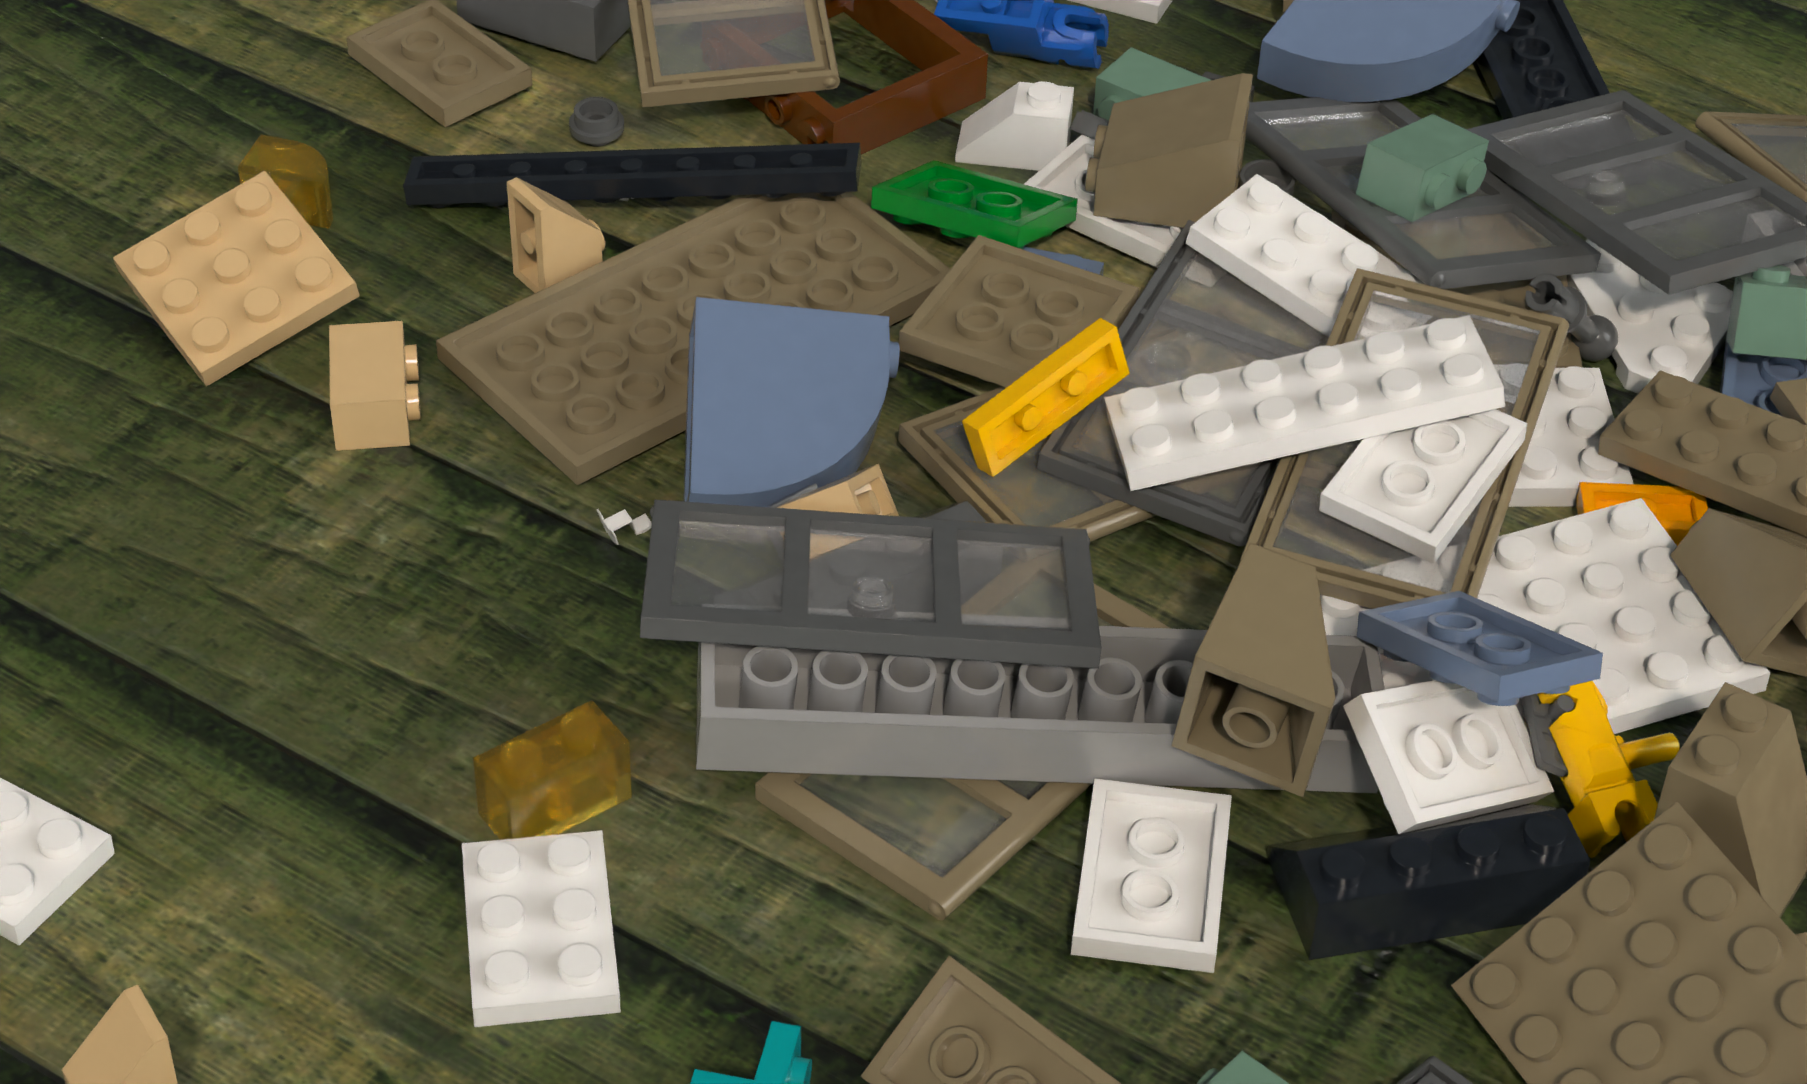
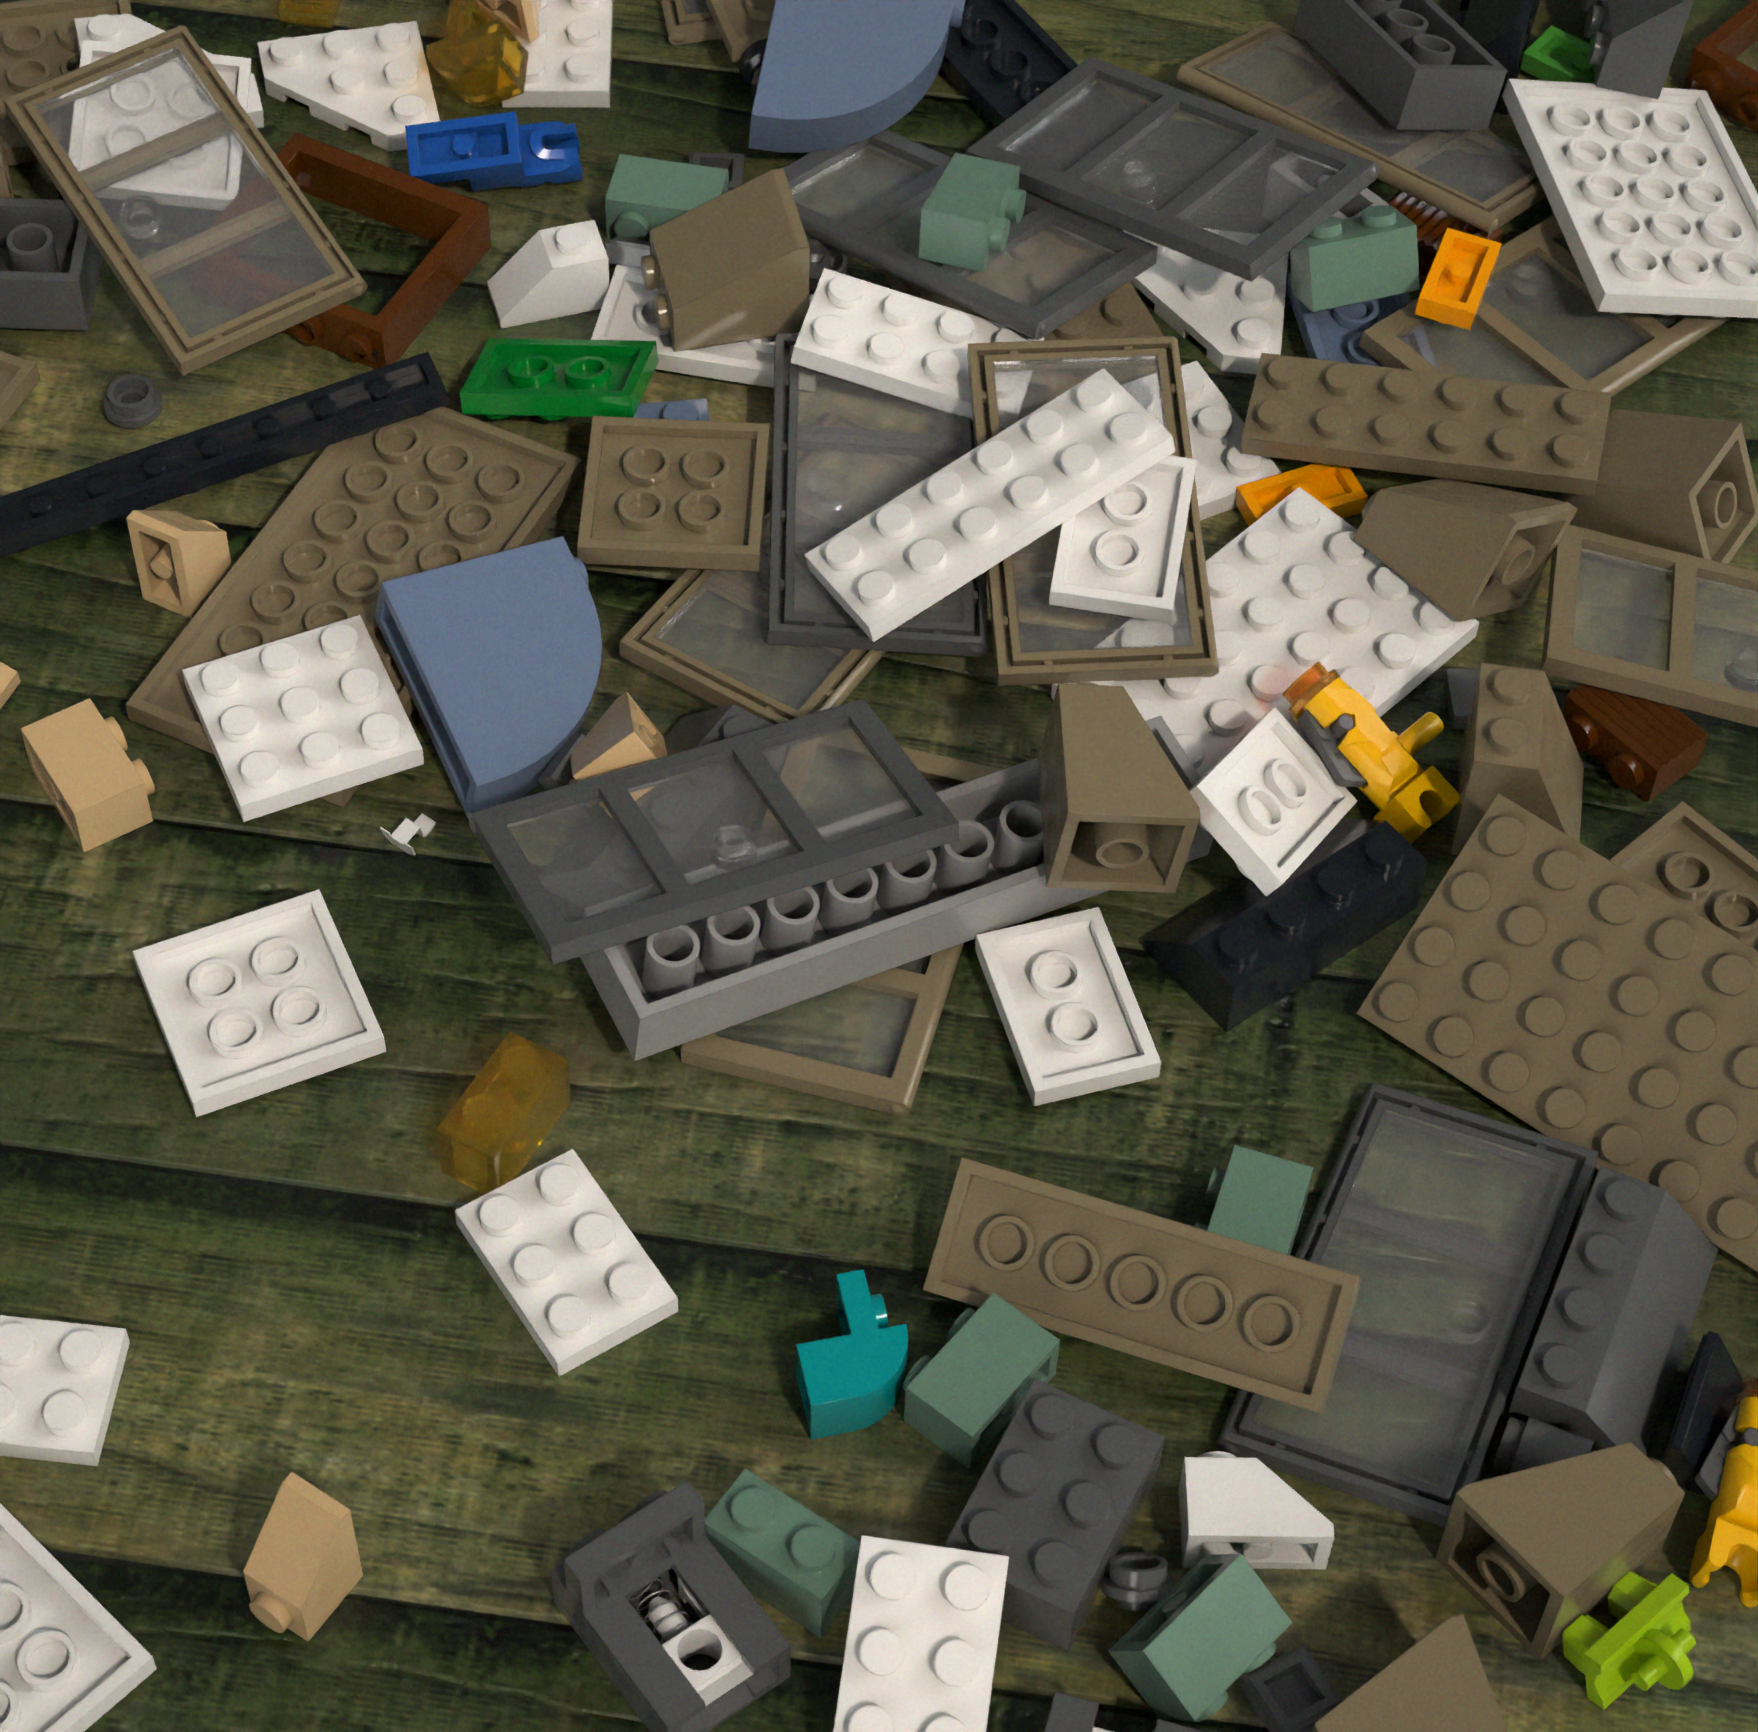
camera: 25 degrees left, 10 degrees up
(399, 613) = (258, 1002): none -> white plate
(576, 396) = (302, 717): none -> white plate
(1046, 397) = (754, 573): yellow plate -> none
(1479, 647) = (1261, 699): sand blue plate -> none
(1592, 334) = (1166, 319): dark grey pin -> none

